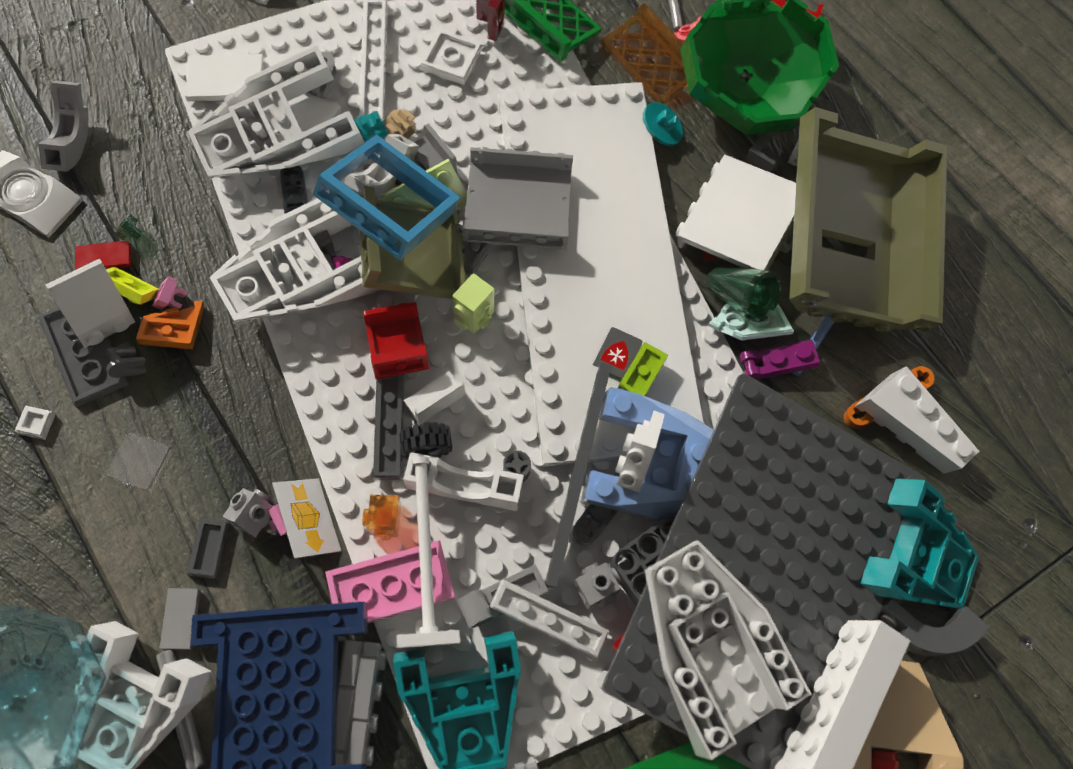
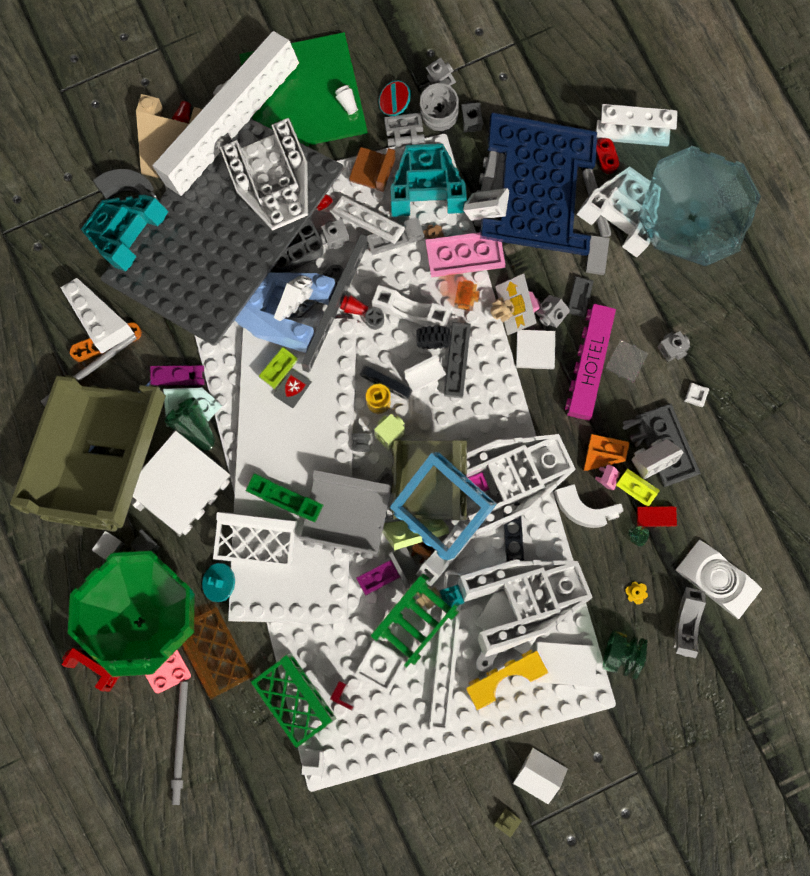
camera: 165 degrees left, 10 degrees up
(61, 481) = (674, 346): none -> light grey brick
(134, 169) = (631, 591): none -> yellow plant
(148, 87) = (625, 654): none -> clear green wheel
(190, 449) = (591, 362): none -> dark pink brick
(192, 242) = (579, 513): none -> white arch
(274, 458) = (535, 349): none -> white tile
(323, 31) = (484, 691): none -> yellow arch
(326, 503) = (502, 309): none -> tan gear
(337, 645) = (487, 209): none -> white tile
(395, 340) = (447, 415): red panel -> none
(422, 110) = (396, 616): none -> green fence
(429, 633) = (442, 214): white tile -> none
(453, 615) = (437, 230): none -> medium nougat plant
(473, 136) = (378, 577): none -> magenta plate
(488, 377) = (378, 378): none -> black beam
(495, 350) = (378, 398): none -> yellow wheel
(511, 295) = (361, 442): none -> dark grey wheel
(551, 481) = (353, 306): none -> red cone
(556, 712) = (373, 168): none -> dark orange bracket
(598, 212) = (284, 498): none -> green slope
(629, 180) = (260, 523): none -> white fence
(894, 362) = (99, 361): none -> light grey bar

